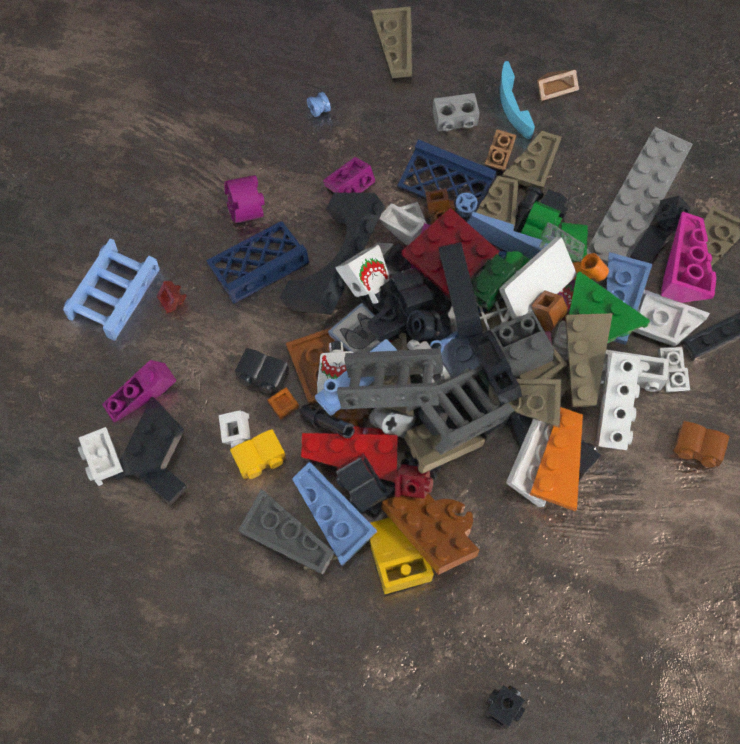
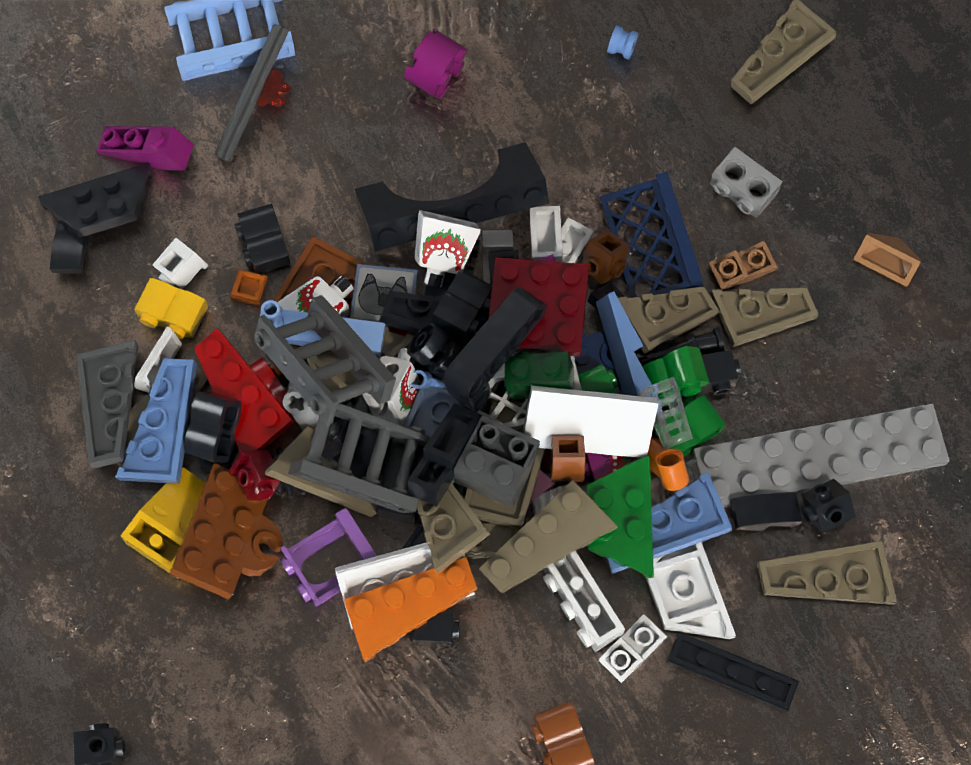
camera: 50 degrees right, 5 degrees up
(100, 455) = (45, 167): white bracket -> none
(165, 306) = (251, 92): none -> dark grey axle
(266, 272) = (377, 153): dark blue fence -> none
(285, 487) = (166, 347): none -> white slope
(320, 418) = (251, 352): black pin -> none
(351, 177) = (561, 145): magenta bracket -> none
(468, 201) = (632, 276): medium blue wheel -> none
(493, 461) = (298, 553): none -> medium lavender panel
(520, 120) = (836, 205): medium azure slope -> none
(618, 400) = (527, 611): white brick -> none
(689, 264) = (766, 572): dark pink wedge -> none

